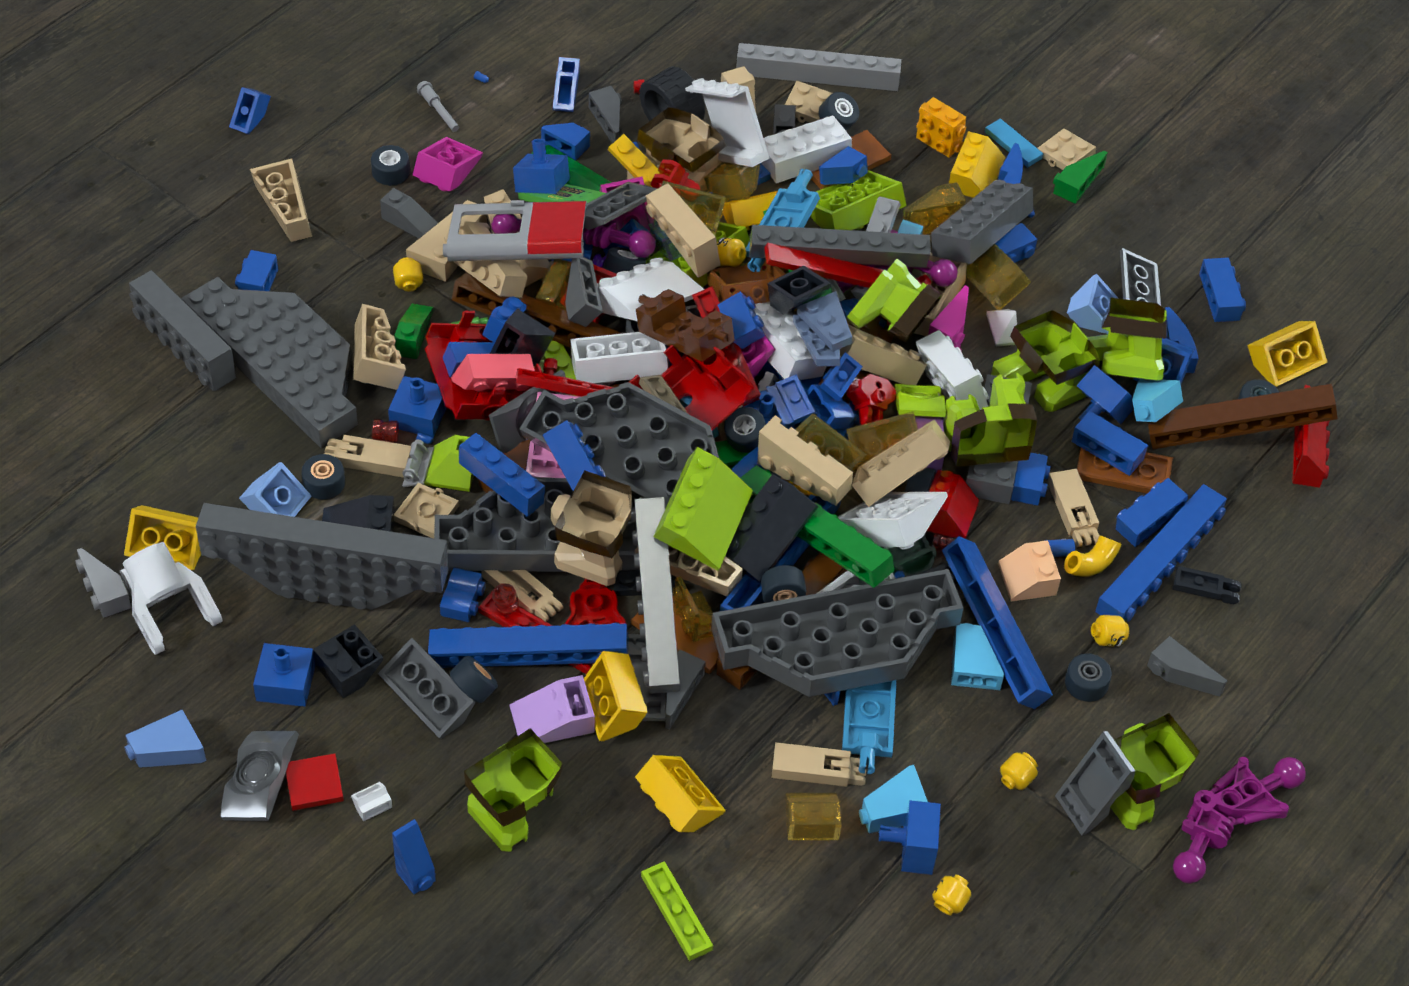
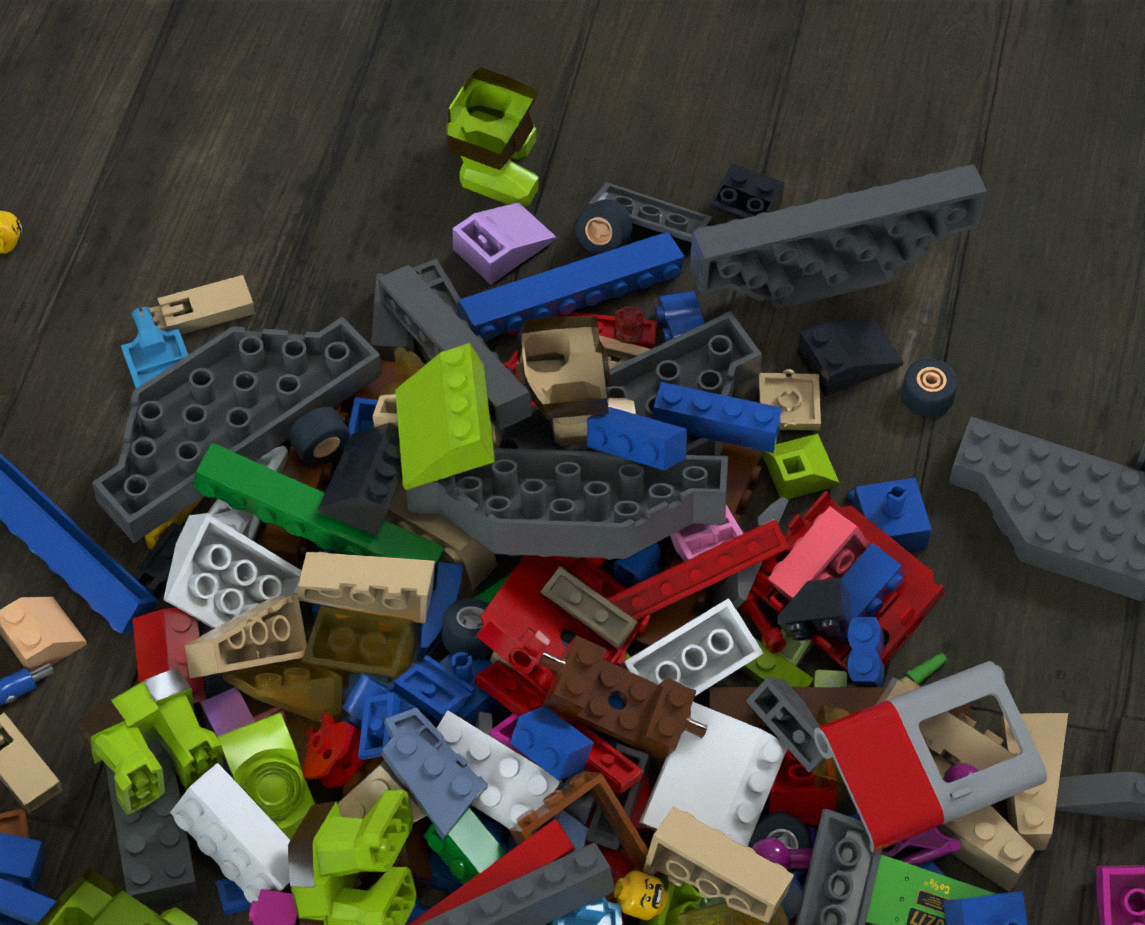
camera: 155 degrees right, 5 degrees up
(105, 584) = (1050, 178): light grey slope -> none
(154, 576) = (1000, 172): white piece -> none
(155, 525) = (1035, 253): yellow slope -> none
(165, 743) = (856, 64): medium blue slope -> none
(258, 775) = (751, 74): dark grey slope -> none
(276, 493) = (960, 334): light blue slope -> none
(284, 674) = (800, 162): blue brick -> none
(314, 782) = (694, 89): red tile -> none
(372, 801) = (627, 95): white piece -> none
(375, 351) = (989, 547): tan wedge -> none
(375, 455) = (894, 443): tan hinge -> none
(385, 430) = (910, 468): clear red wheel -> none
(408, 274) = (1044, 695): yellow head -> none
(412, 330) = (979, 622): green slope -> none
(413, 858) = (545, 45): blue slope -> none
(418, 464) = (839, 452): light grey hinge -> none
(614, 695) = (442, 262): yellow slope -> none
(677, 911) = (274, 117): lime plate -> none
(679, 793) = (327, 219): yellow slope -> none
(796, 289) = (491, 801): black slope -> none
(813, 816) = (180, 253): clear yellow slope -> none
(890, 802) = (96, 298): medium azure slope -> none
(917, 837) = (56, 258): blue brick -> none
(974, 659) = (70, 487): medium azure slope -> none
(1029, 479) = (83, 779): blue brick -> none

